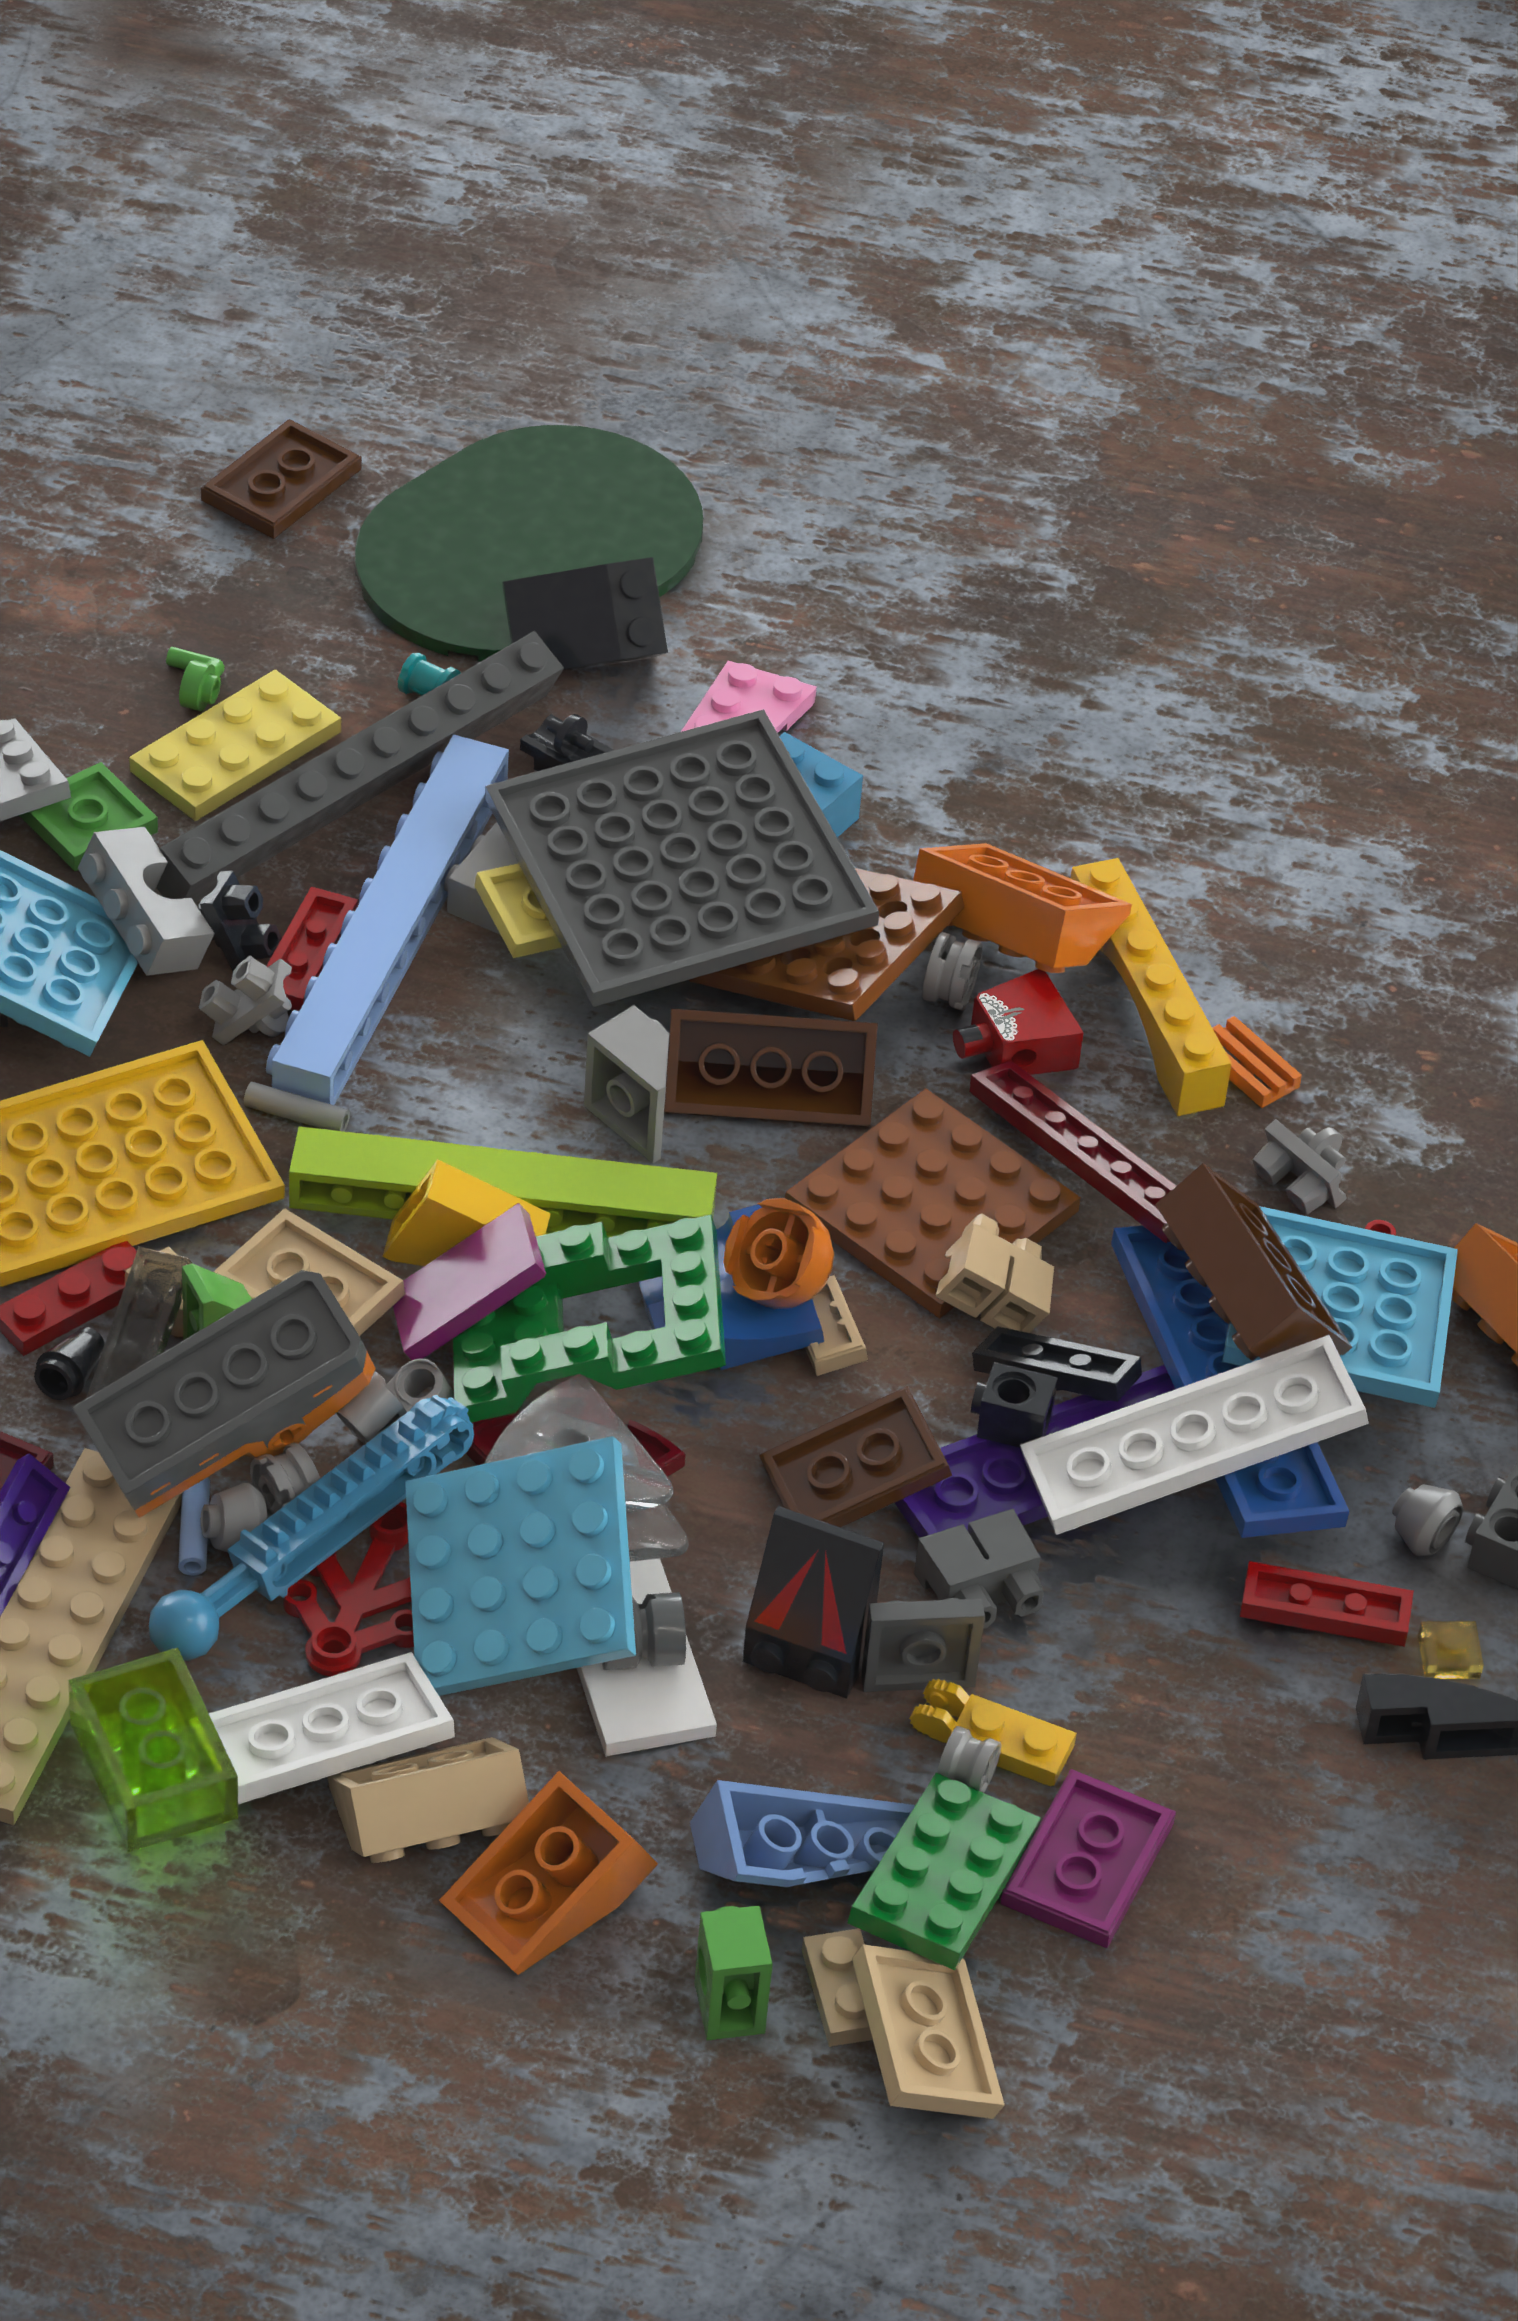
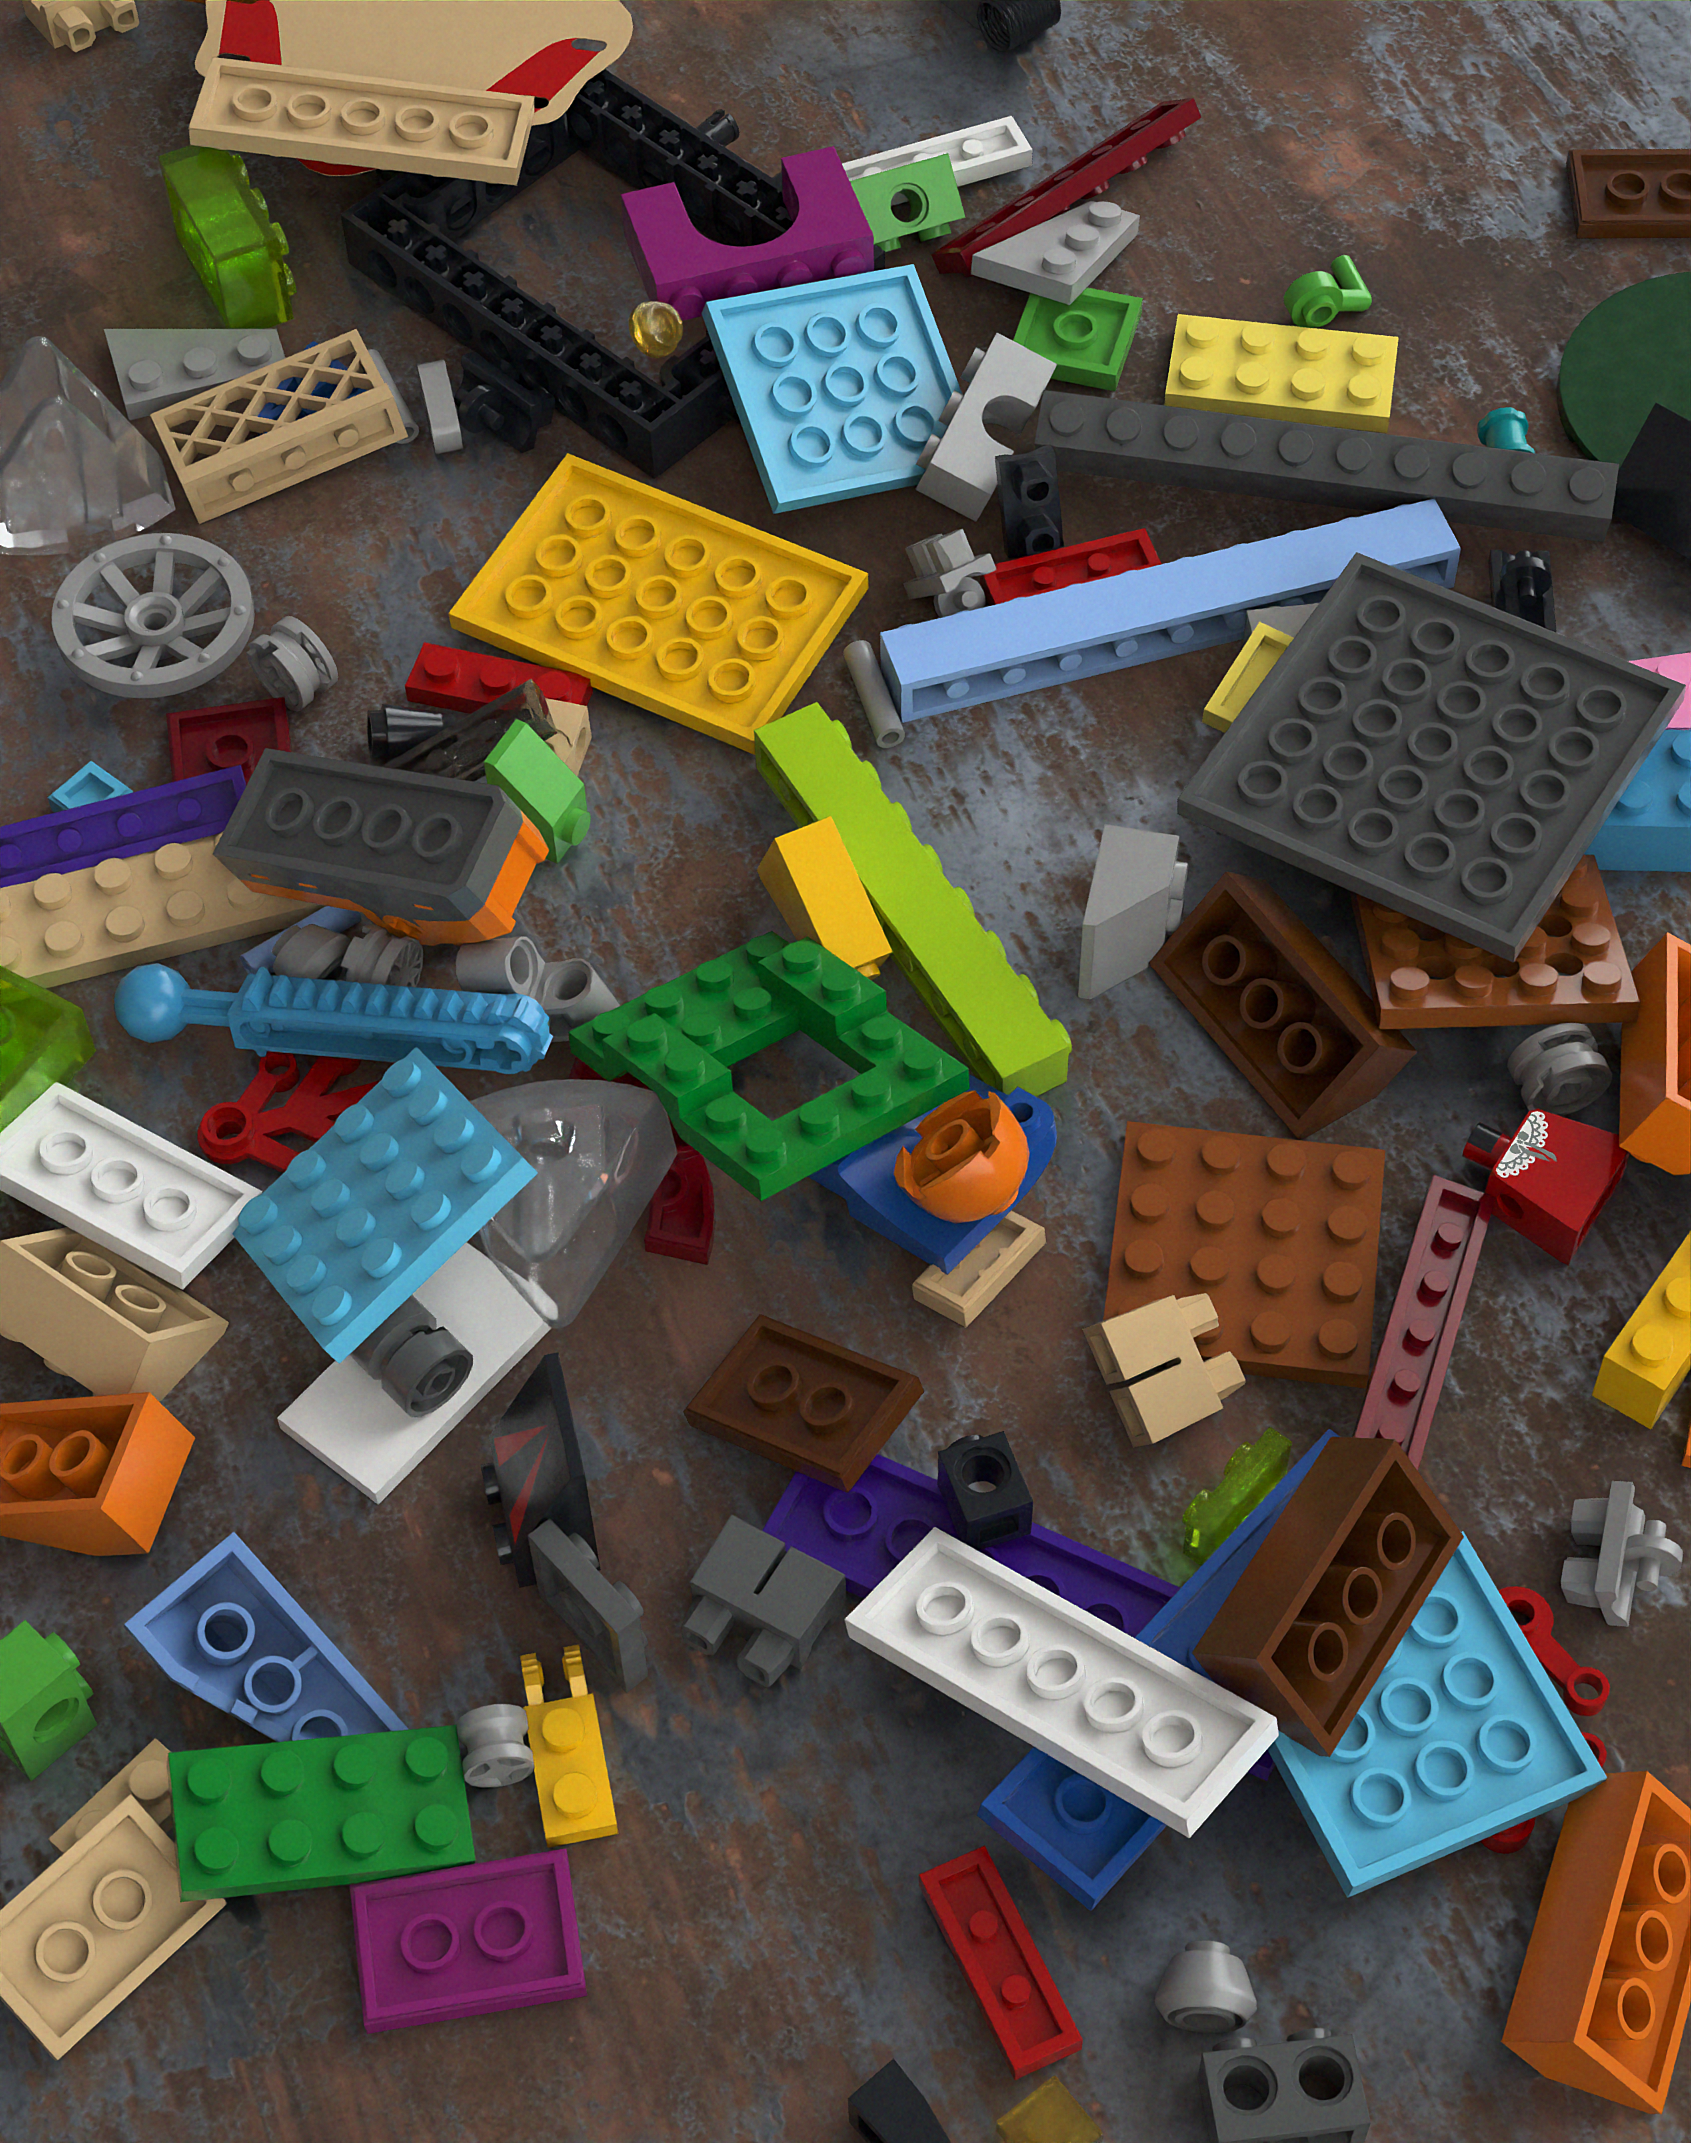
camera: 60 degrees right, 10 degrees up
(294, 1245) = (649, 835): tan plate -> none
(468, 1282) = (730, 942): tile -> none
(1079, 1367) = (1097, 1496): black plate -> none
(1114, 1311) = (1248, 1480): none -> clear neon green plate

